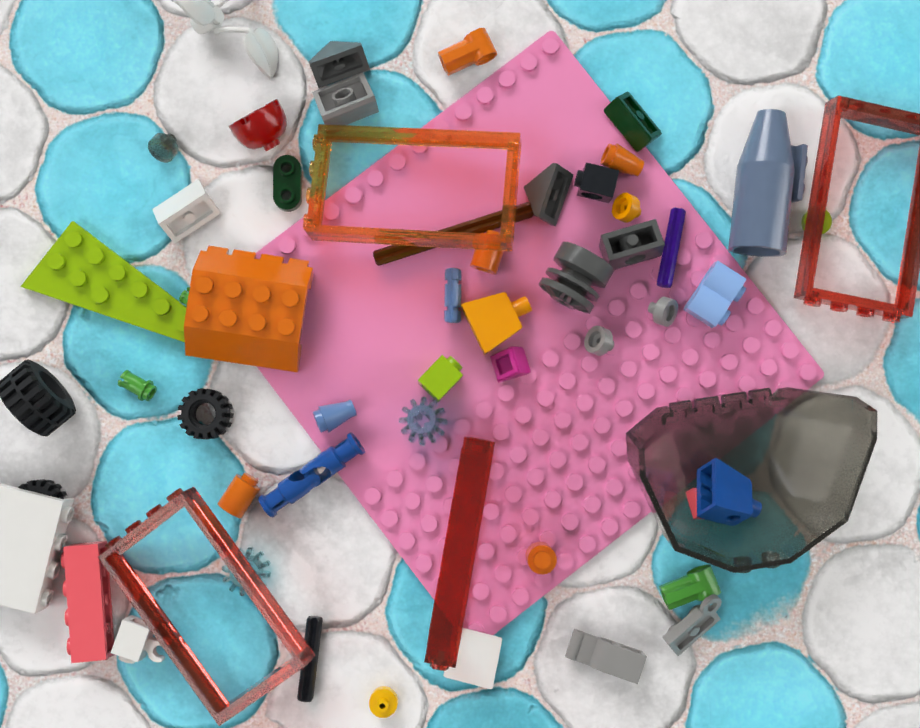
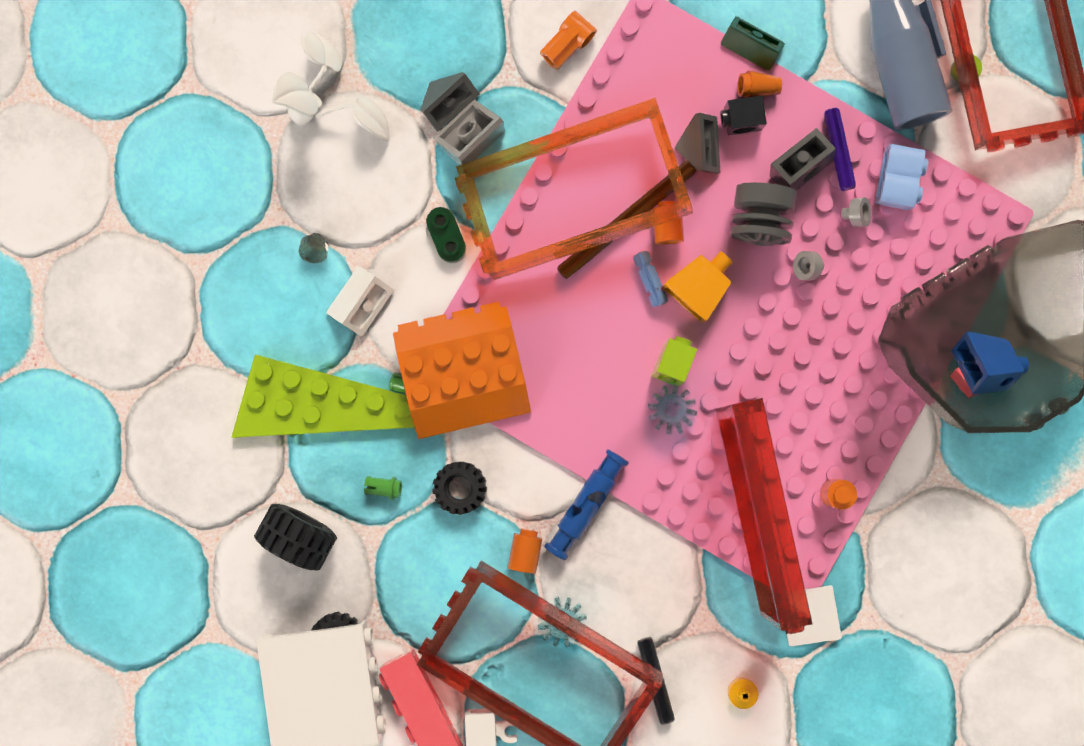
camera: 15 degrees left, 0 degrees up
(261, 127) = (400, 190): red cylinder -> none
(333, 415) = (583, 439): medium blue cone -> none
(510, 364) = (731, 322): dark pink slope -> none
(606, 656) = (937, 562): light grey piece -> none
(626, 207) = (781, 128): light orange tile -> none
(694, 586) = (995, 460): bright green piece -> none
(694, 625) = (1009, 497): light grey hinge -> none

